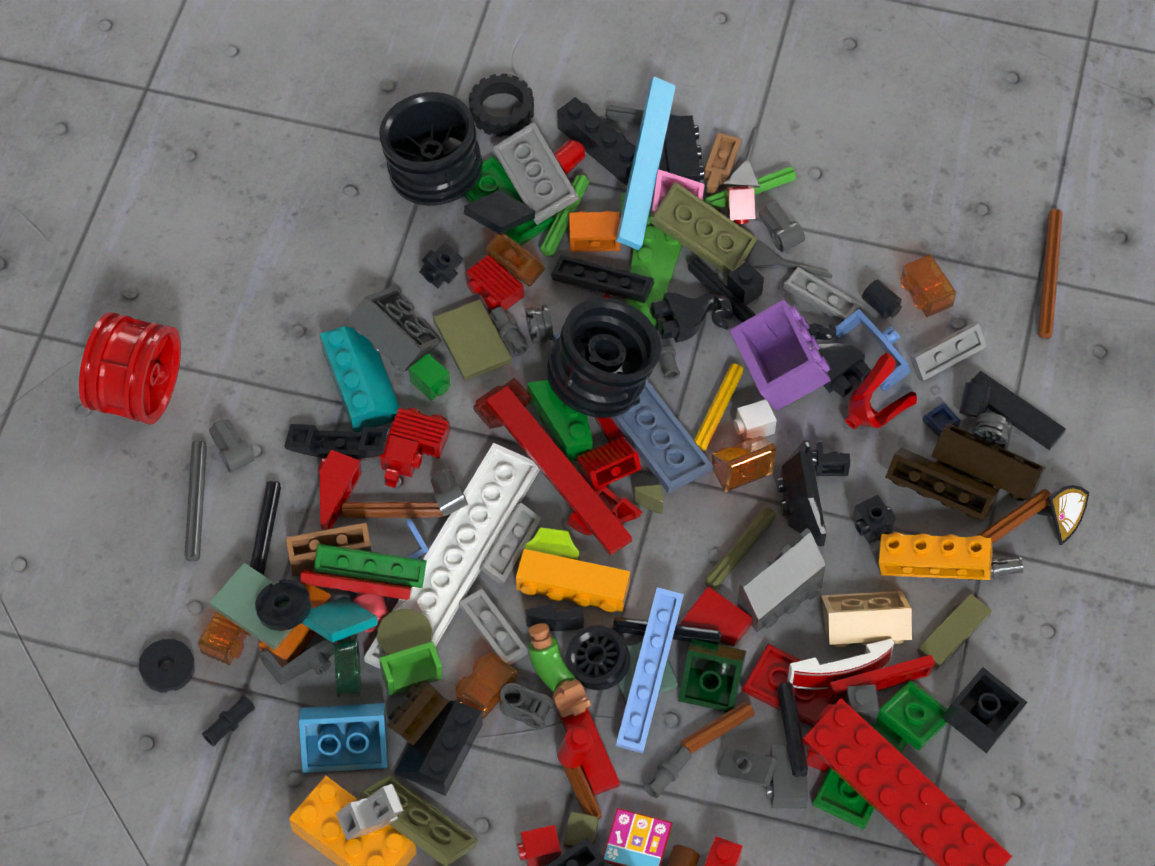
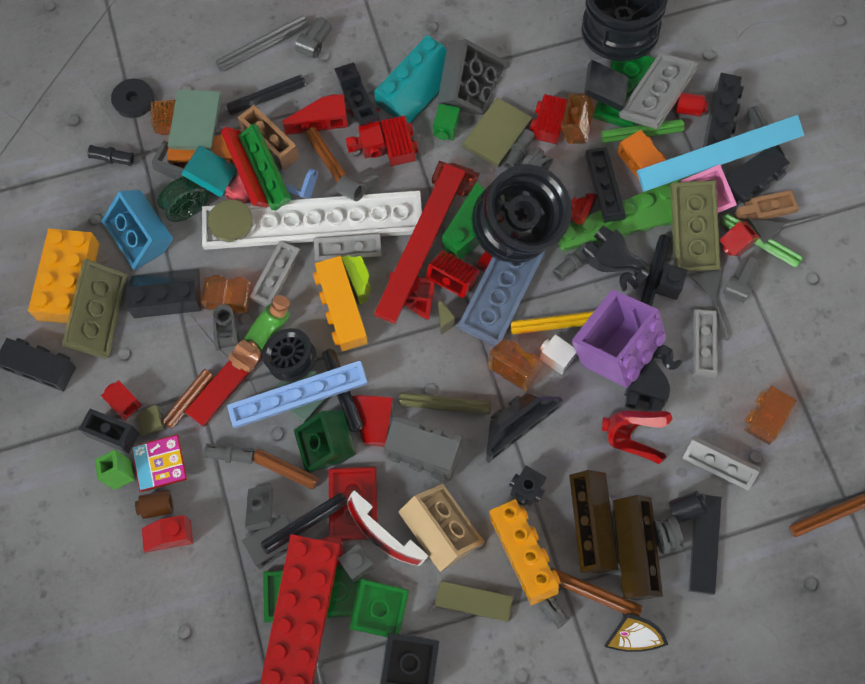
camera: 60 degrees right, 10 degrees up
(287, 617) = (199, 140): black tile -> none
(370, 813) = (64, 272): light grey brick -> none
(410, 667) = (202, 237): bright green panel -> none
(417, 713) = (173, 261): dark brown brick -> none
(441, 265) = (538, 76): black brick -> none
(497, 85) = (709, 23): black tyre -> none
(561, 621) = (304, 306): black slope -> none
(574, 747) = (202, 377): red brick -> none
(830, 463) = (558, 429): black bracket -> none
(882, 299) = (731, 387): black brick -> none
(883, 677) = (391, 566): red tile -> none
(884, 339) = (694, 408): medium blue piece -> none
(939, 418) = (657, 490): dark blue tile -> none

